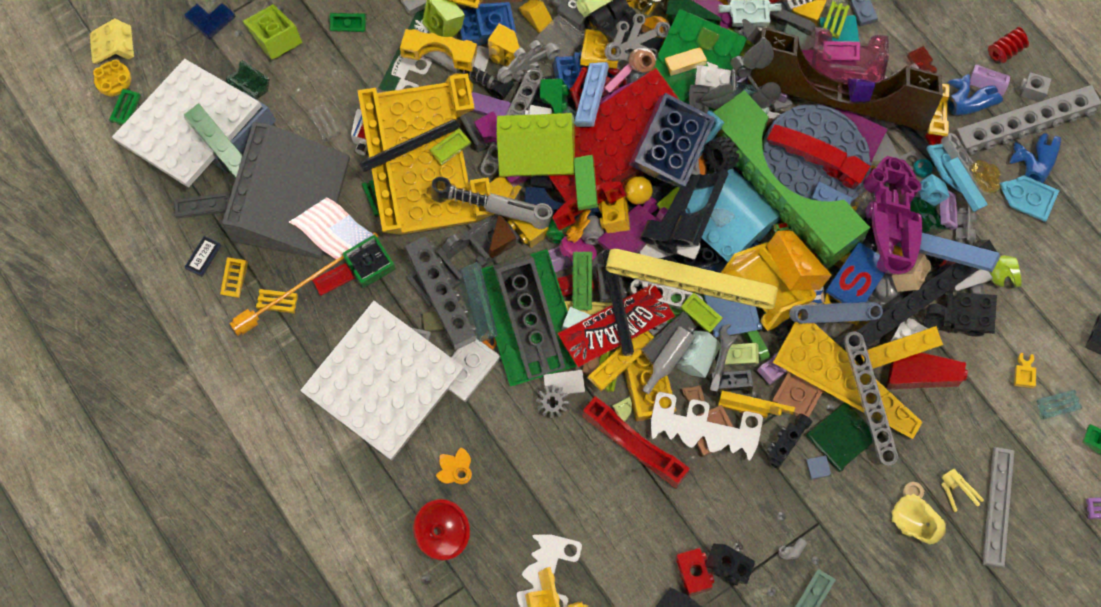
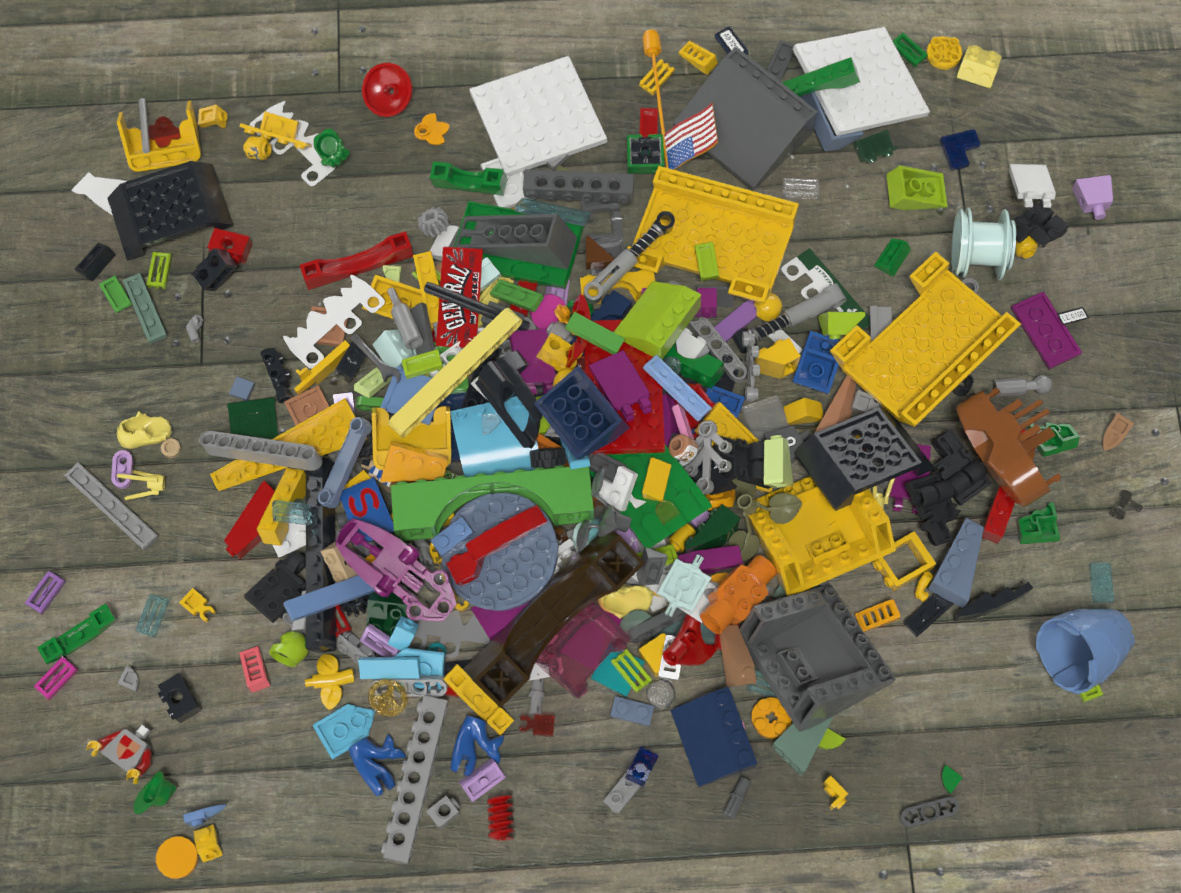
camera: 120 degrees right, 0 degrees up
(409, 145) = (723, 227): black axle -> none
(417, 44) = (791, 313): yellow arch -> none
(490, 393) = (450, 177): none -> green arch
(537, 541) = (330, 148): none -> green hair
(620, 132) = (621, 384): none -> magenta tile
(693, 393) = (367, 333): medium nougat tile -> none
(842, 50) = (592, 647): dark pink tile -> none
(860, 89) = (540, 629): dark purple slope -> none
(911, 325) = (291, 505): none -> clear light blue tile
(962, 519) = (118, 468): none -> lavender plate
(1004, 229) = (330, 680): none -> yellow plant
(1047, 282) = (257, 681): none -> coral slope

